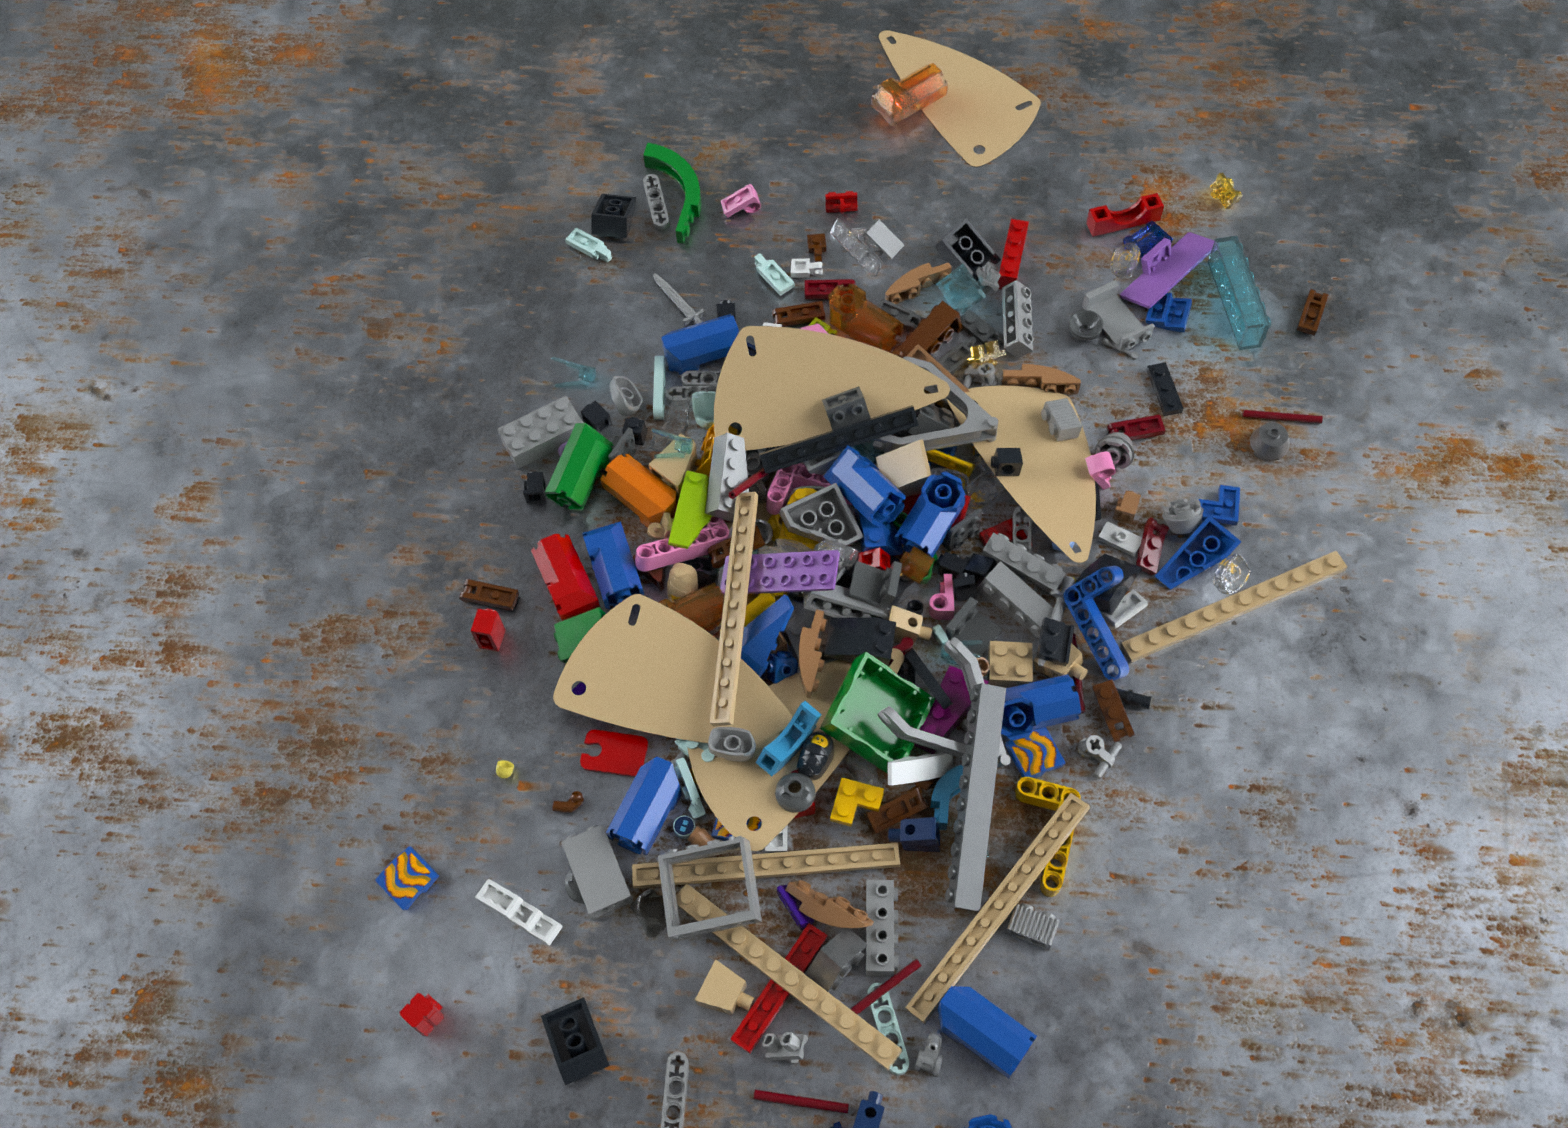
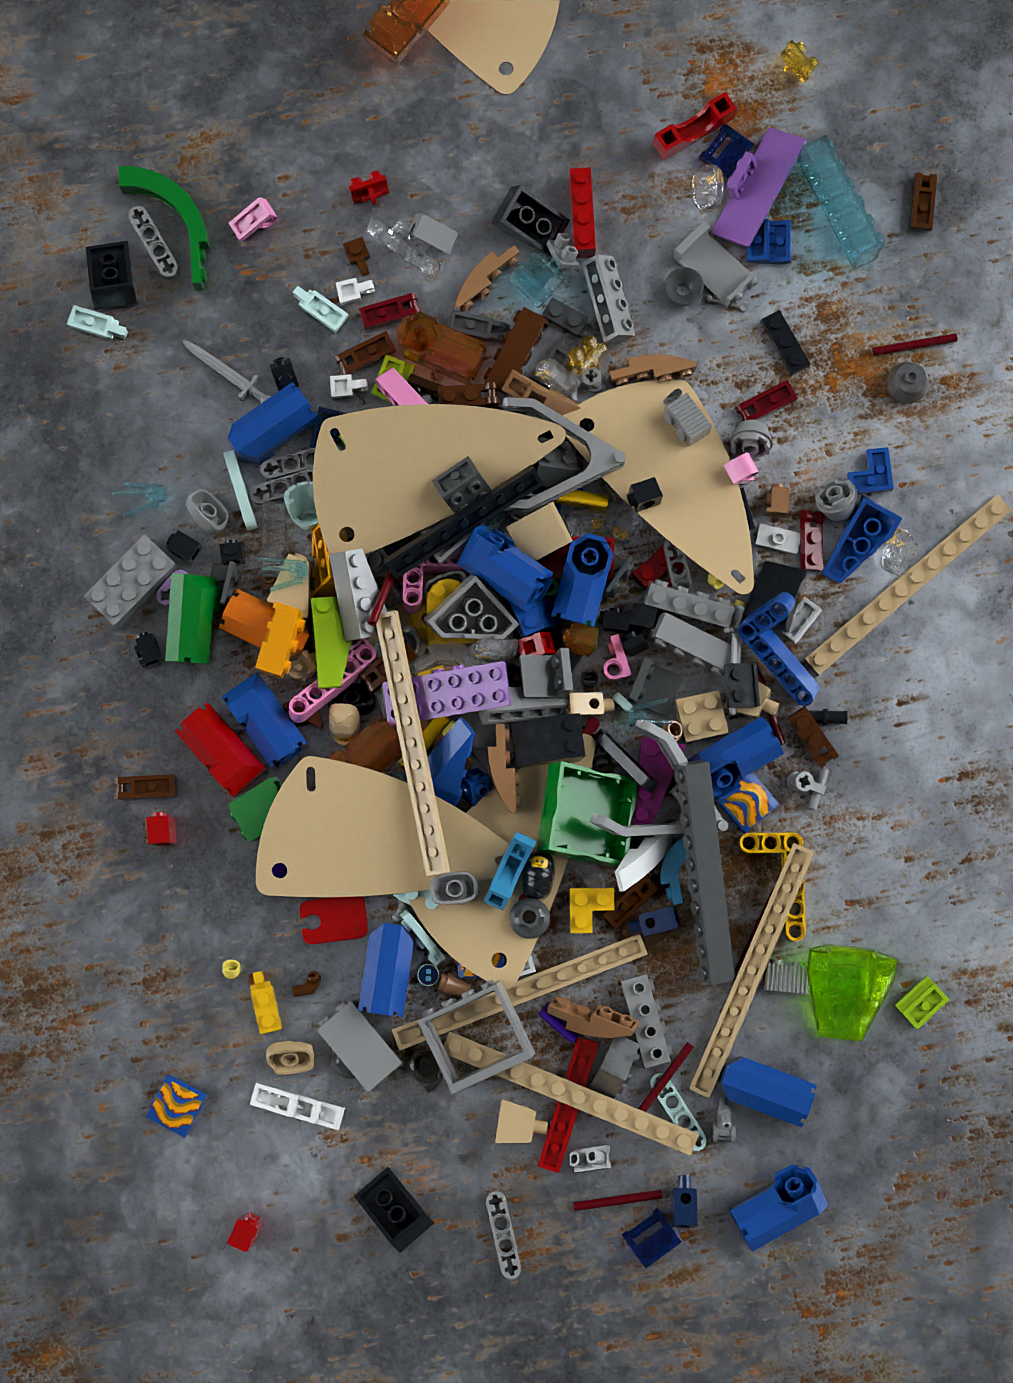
camera: 20 degrees left, 20 degrees up
(523, 810) = (265, 1004): none -> yellow hinge
(528, 862) = (290, 1057): none -> tan piece
(649, 491) = (280, 640): none -> light orange wedge
(955, 362) = (557, 377): none -> clear piece
(1055, 556) = (714, 582): none -> light yellow hinge
(1091, 955) = (847, 988): none -> clear neon green wedge
(1166, 991) = (921, 1002): none -> lime plate

